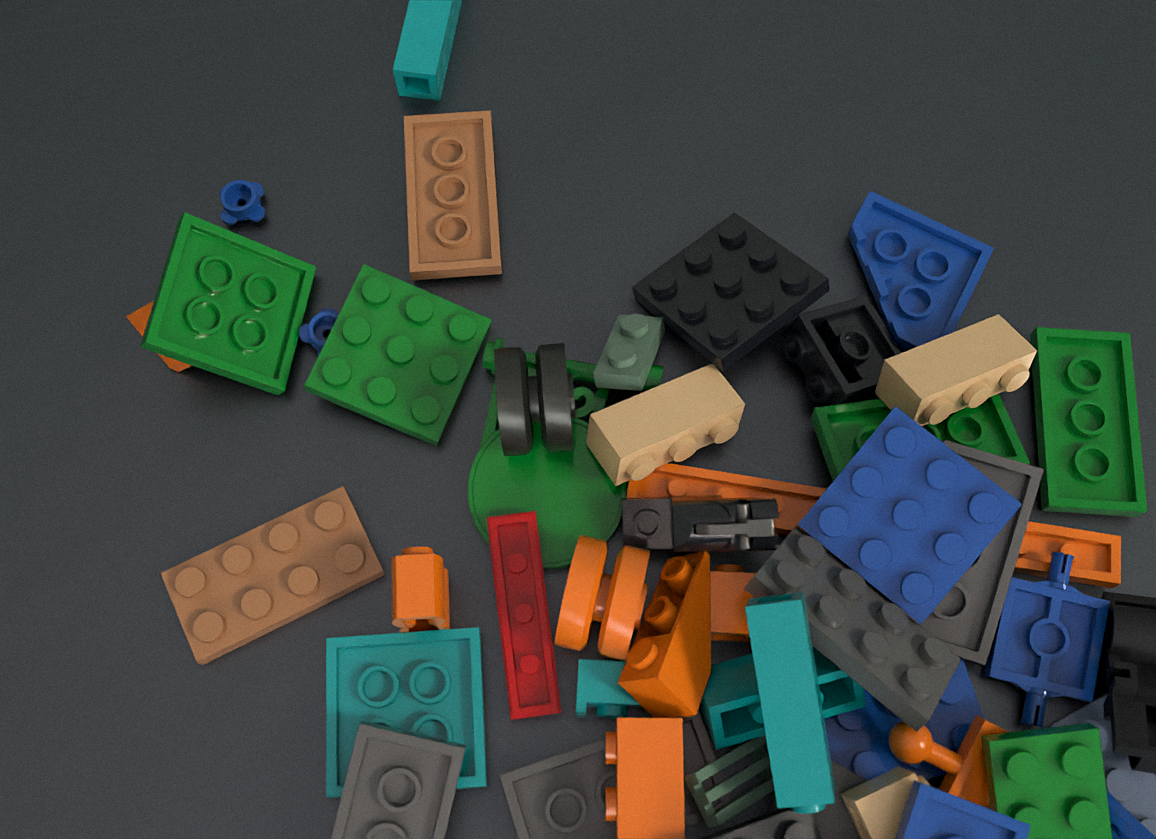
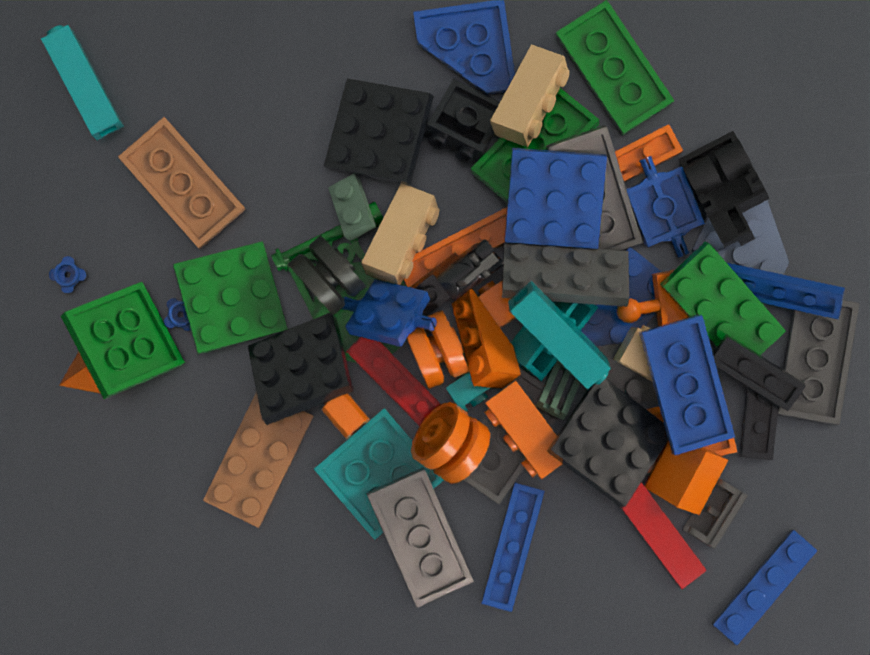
camera: 35 degrees left, 15 degrees up
(408, 493) = (299, 368): none -> black plate
(528, 740) = (450, 443): none -> orange wheel
(577, 504) = (388, 313): none -> blue plate

